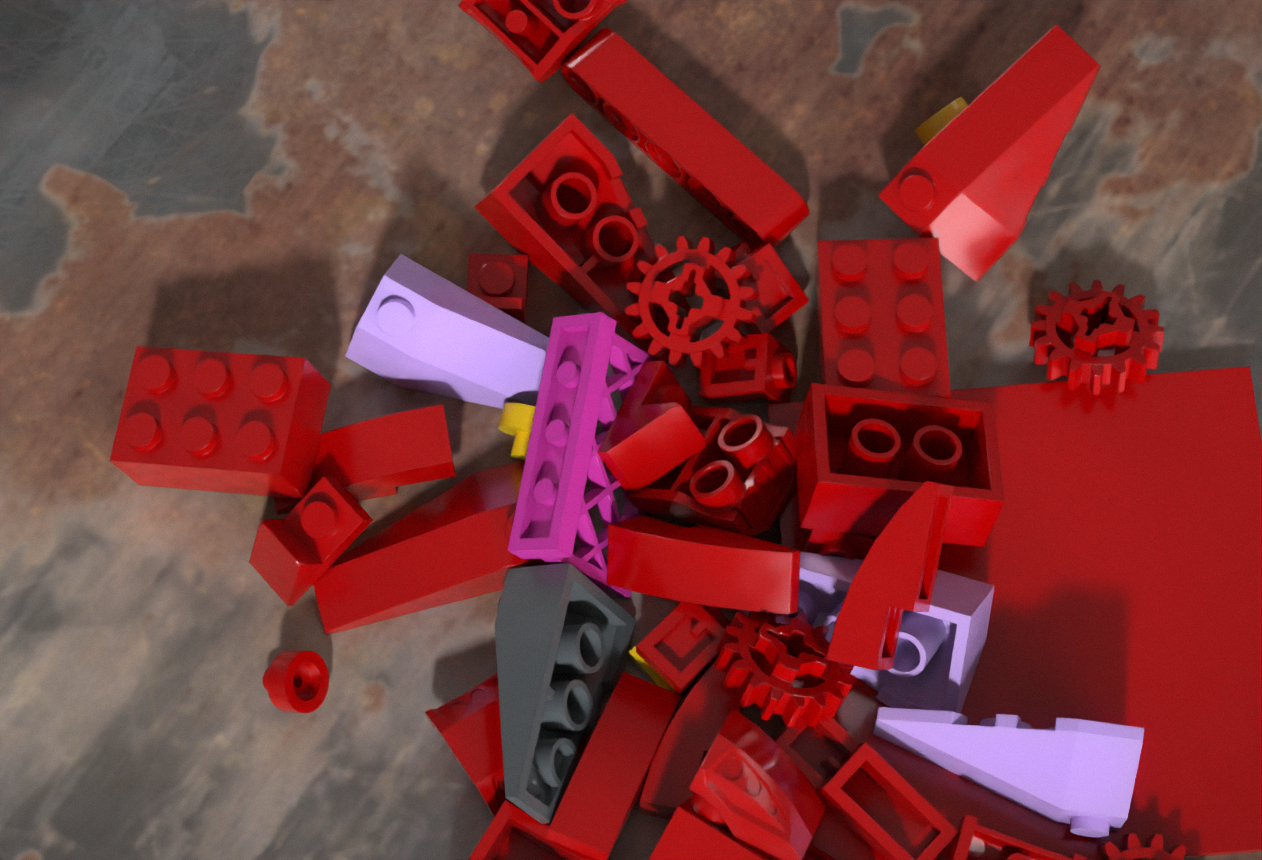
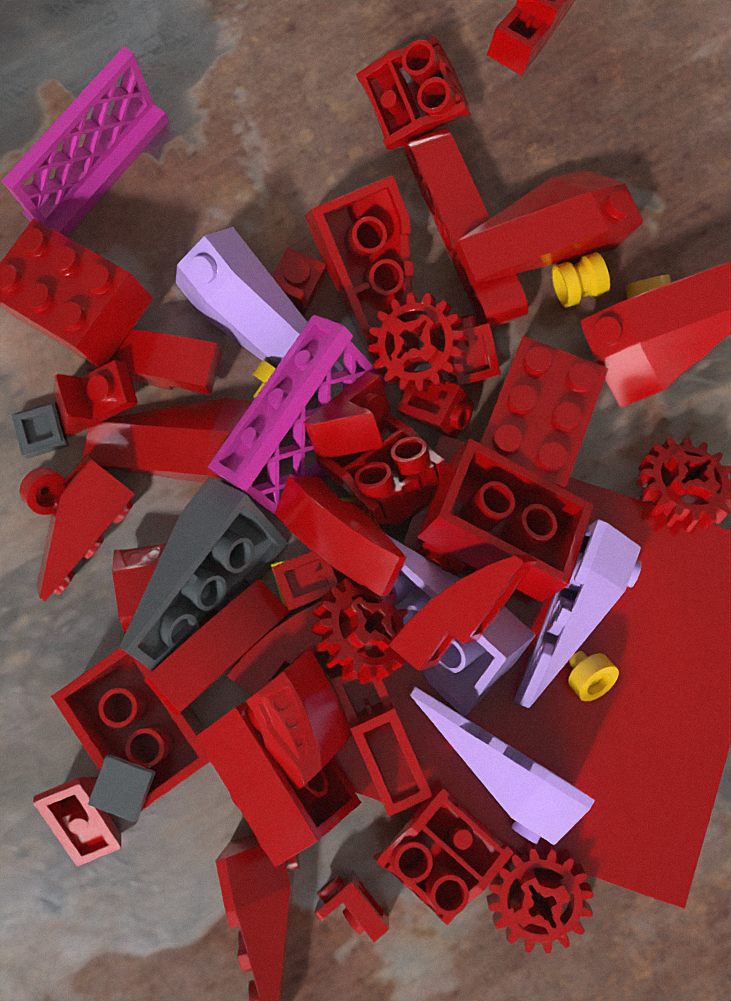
camera: 25 degrees right, 10 degrees up
(167, 234) = (107, 150): none -> dark pink fence
(251, 612) = (39, 430): none -> dark grey tile
(359, 693) = (80, 514): none -> red slope
(790, 94) = (551, 225): none -> red wedge
(858, 144) = (584, 279): none -> yellow wheel
(1039, 490) = (599, 579): none -> lavender wedge
(1085, 610) = (591, 675): none -> yellow tile

